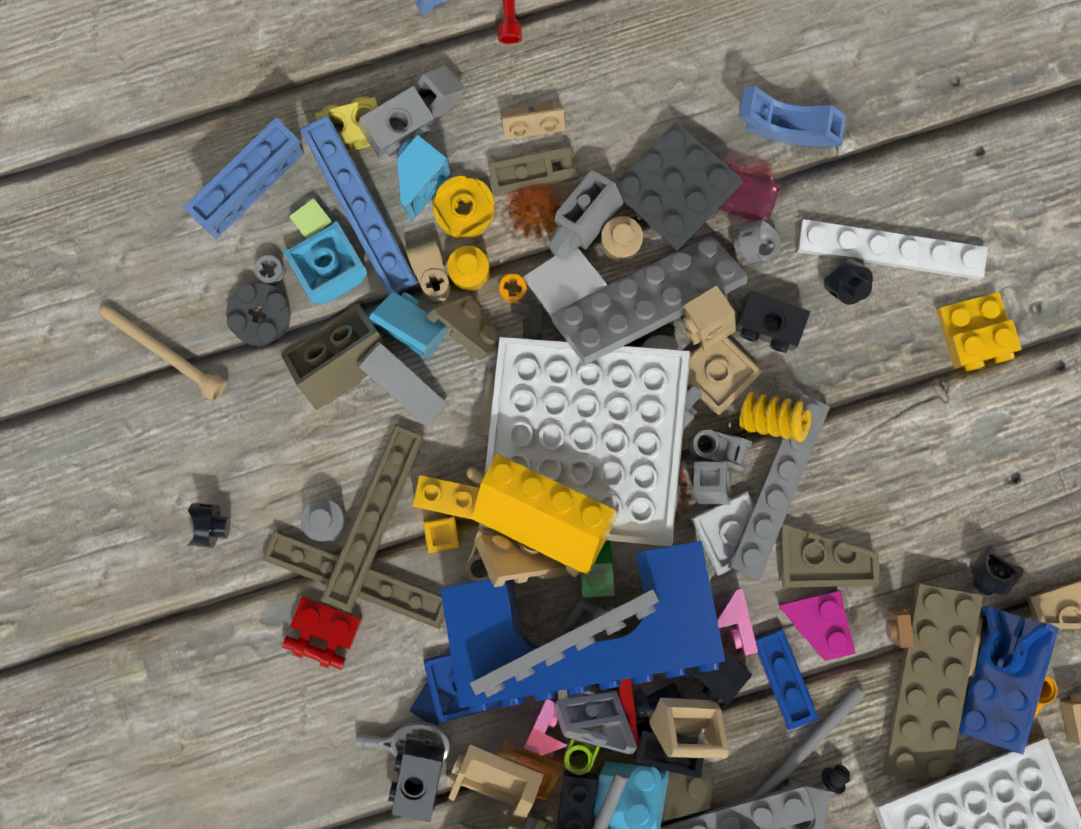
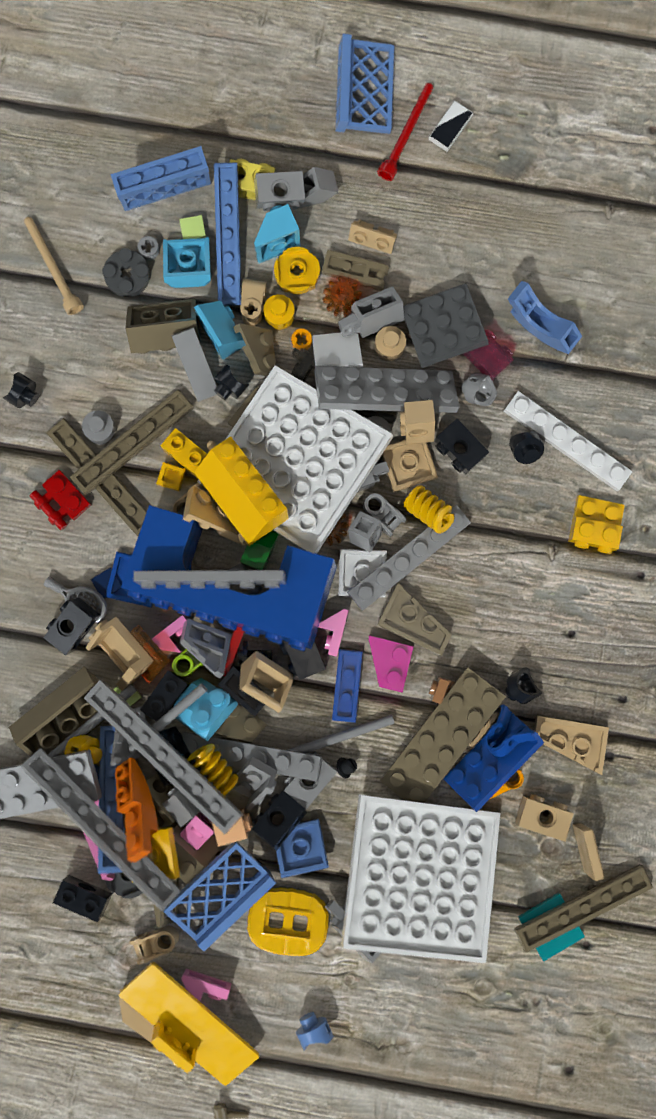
camera: 25 degrees right, 0 degrees up
(454, 388) = (228, 384): none -> black piece

